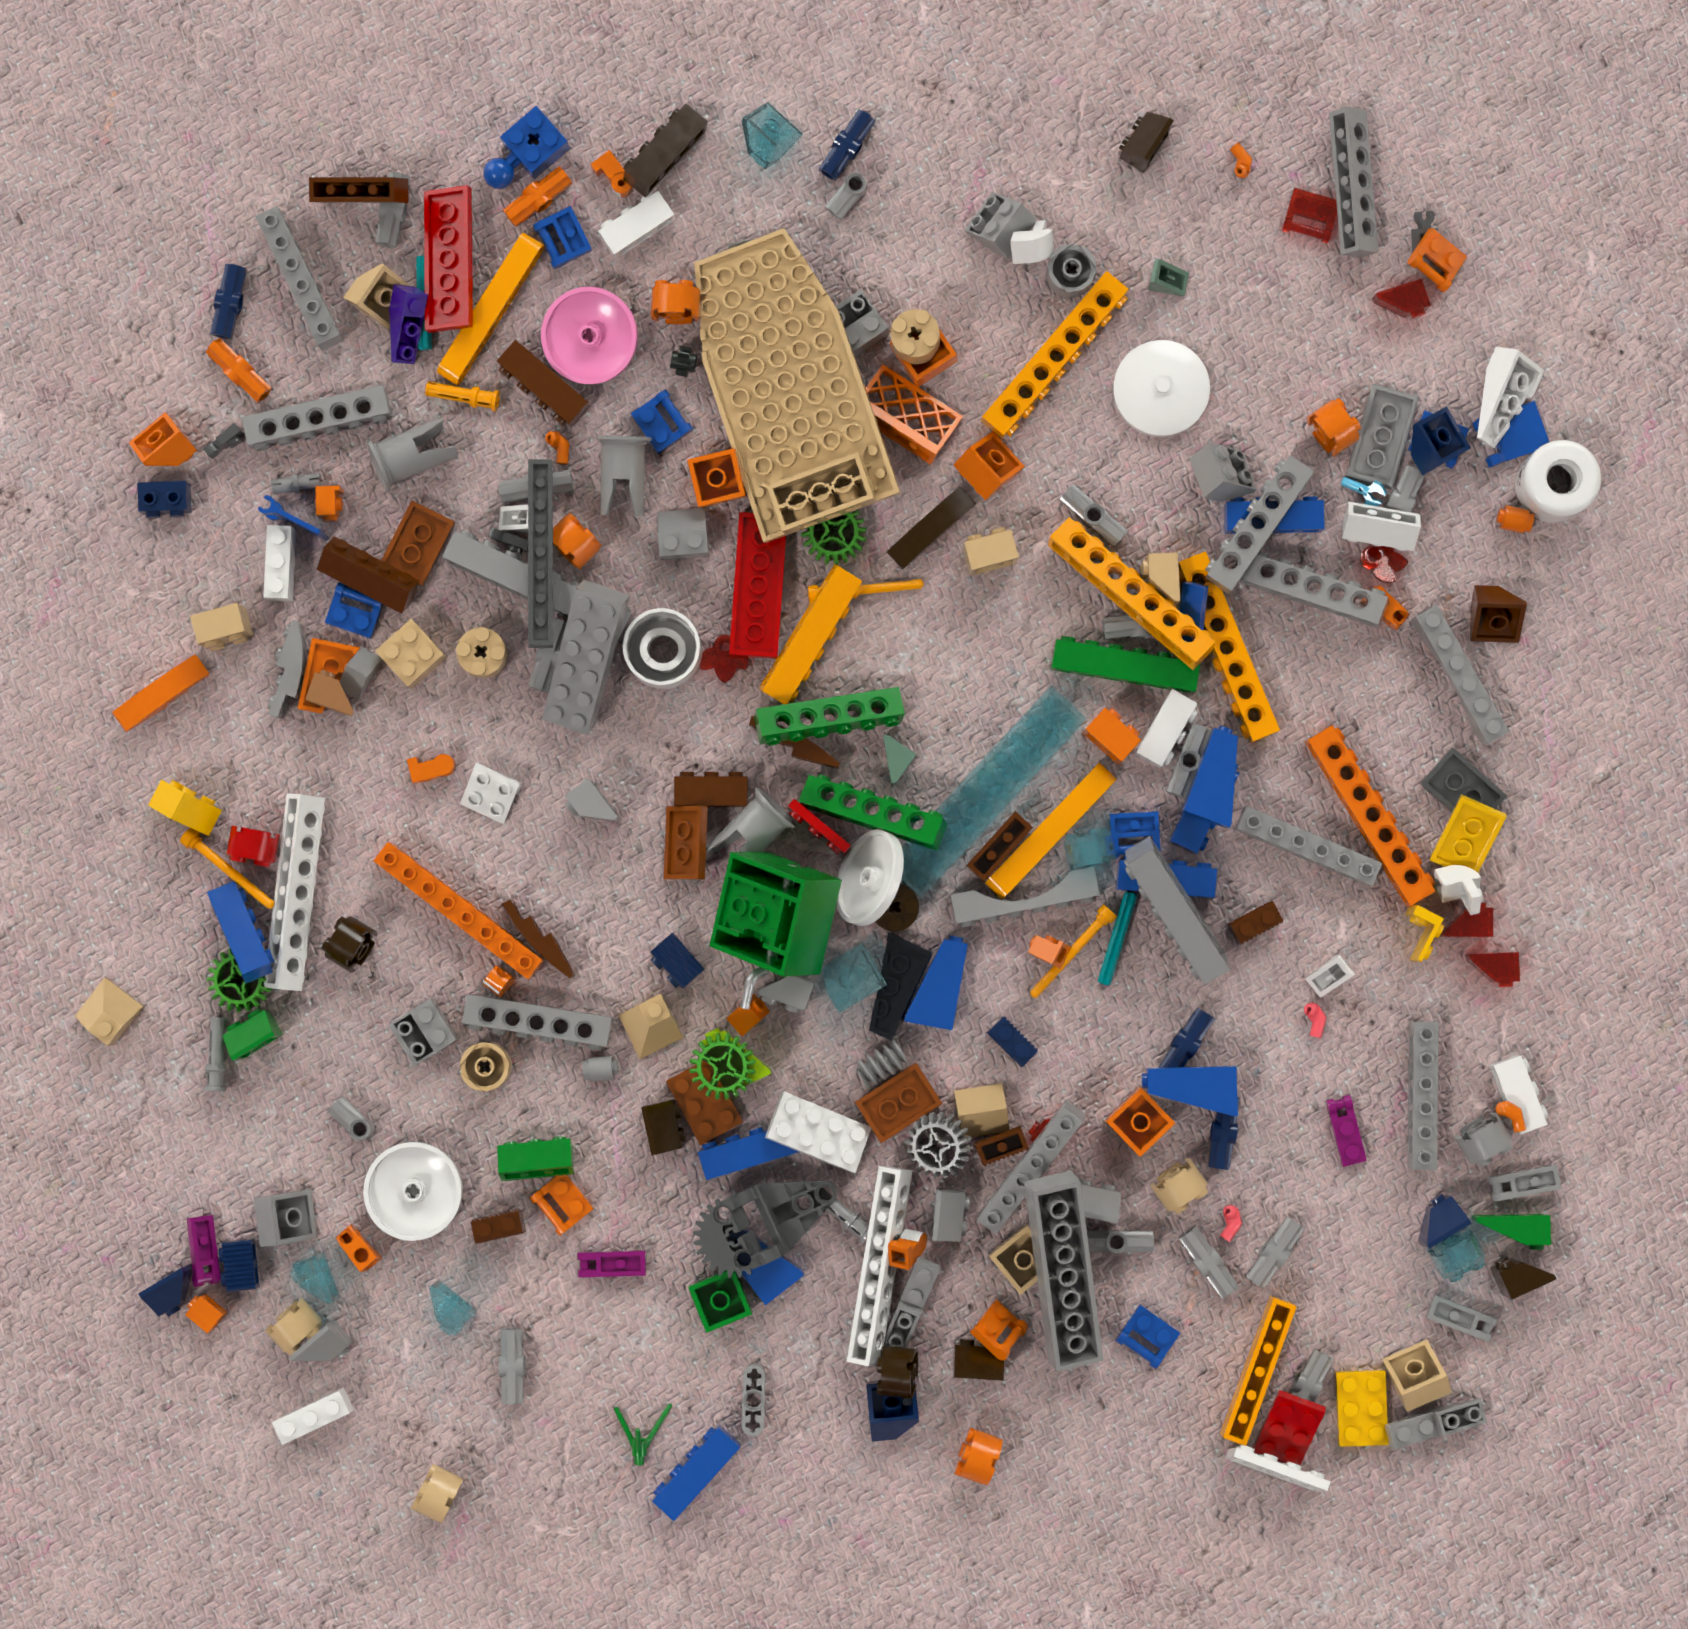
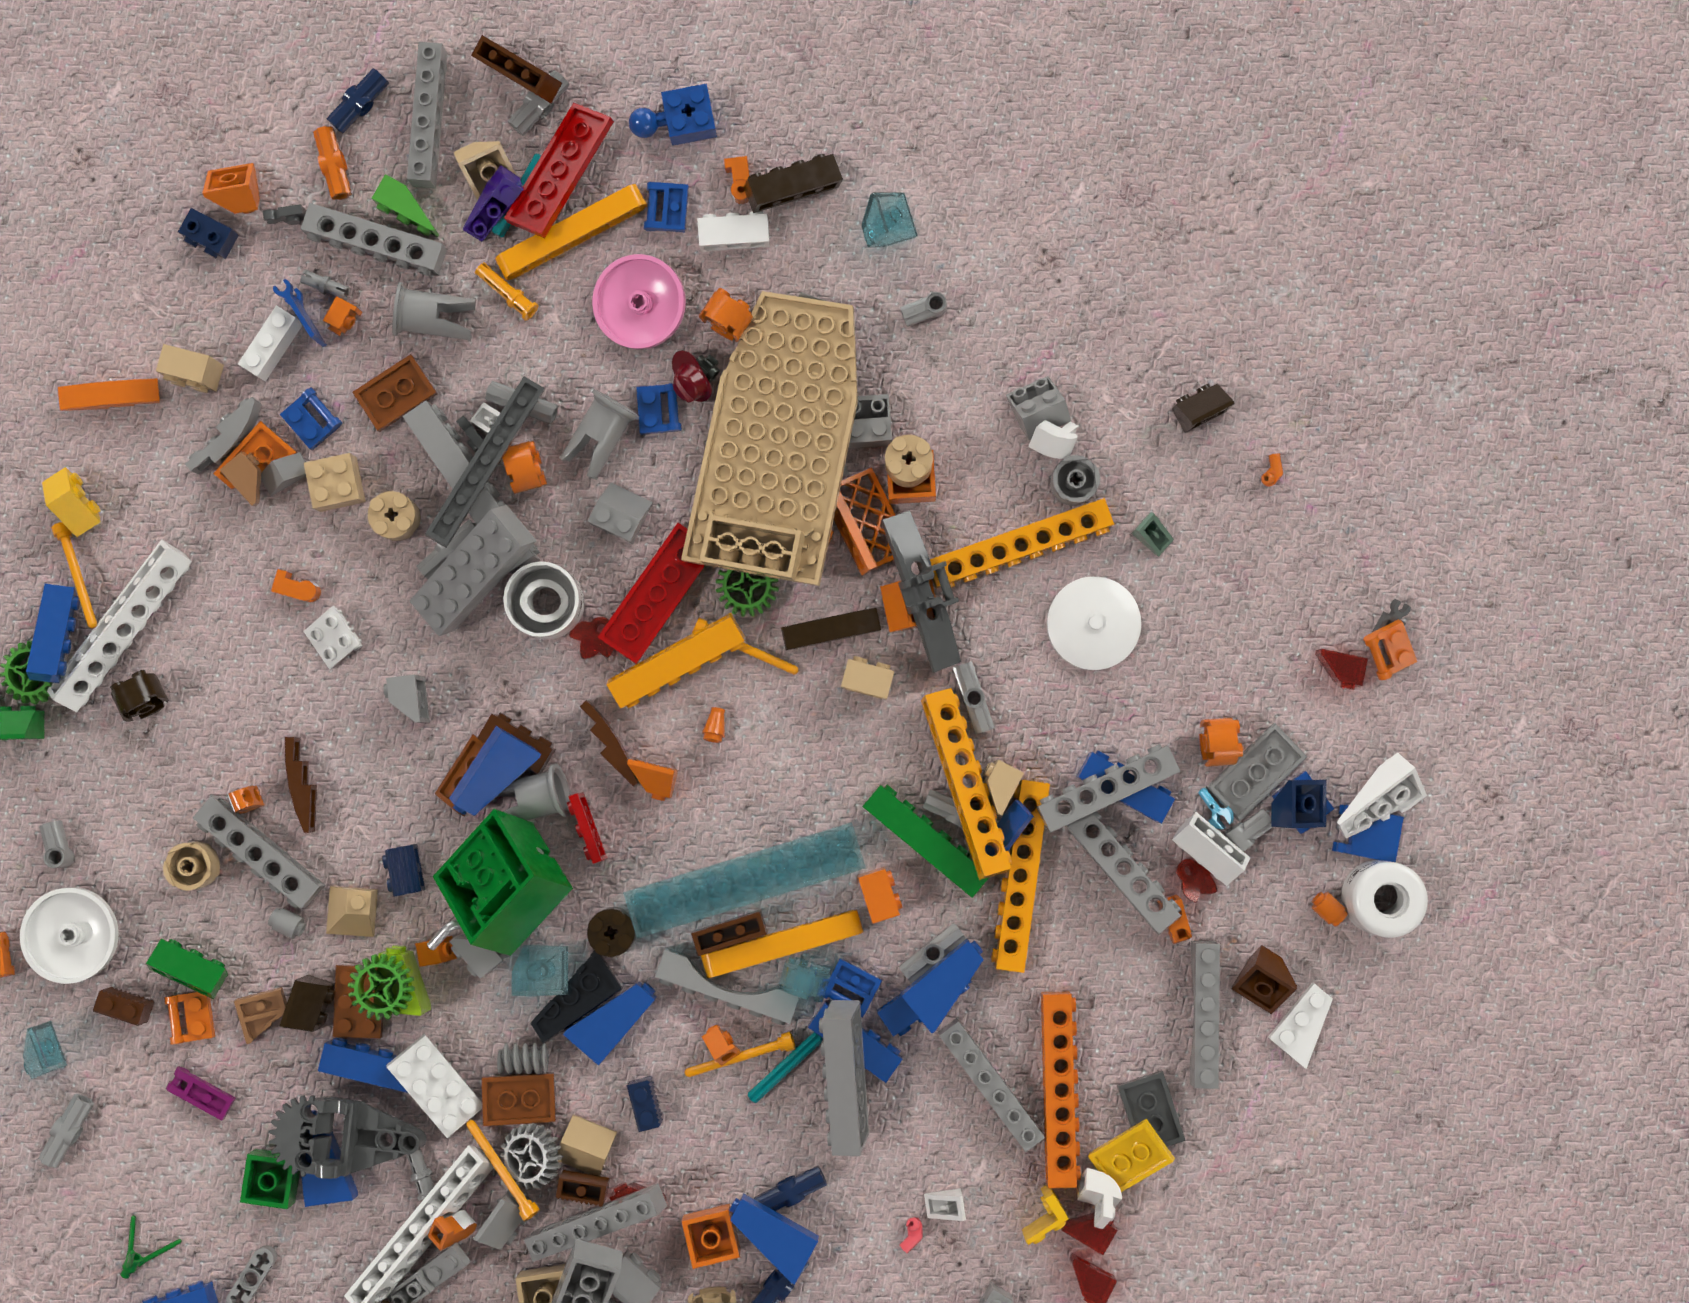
camera: 25 degrees right, 0 degrees up
(252, 845) = (106, 566): red brick -> none
(320, 369) = (396, 198): none -> bright green slope
(367, 574) = (337, 395): reddish brown brick -> none
(423, 1032) = (158, 806): light grey slope -> none
(459, 910) = (247, 720): orange brick -> none
(537, 196) = (665, 161): orange piece -> none
(542, 383) = (577, 319): reddish brown brick -> none
(560, 444) = (563, 380): orange arm -> none
(622, 1160) = (260, 1011): none -> medium nougat wing
(676, 378) = (689, 378): none -> dark red piece
(707, 822) = (493, 769): none -> blue slope
(717, 478) = (673, 483): orange brick -> none
(847, 145) = (948, 266): dark blue piece -> none
(852, 749) = (654, 778): none -> orange slope
(870, 877) = (602, 897): white dish -> none
(878, 673) = (715, 726): none -> orange cone
(887, 700) = (709, 753): green brick -> none
(898, 758) = (689, 806): sand green slope -> none
(928, 836) = (599, 799): green brick -> none
(963, 1188) = (526, 1207): none -> light orange piece
(988, 448) = (909, 548): none -> dark grey piece
(1167, 729) = (930, 915): white brick -> none
(1222, 472) = (1102, 725): light grey slope -> none
(1255, 923) = (908, 1123): reddish brown brick -> none
(1311, 207) = (1310, 544): clear red plate -> none
(1353, 182) = (1357, 543): light grey brick -> none
(1551, 636) = (1302, 1025): none -> white wing

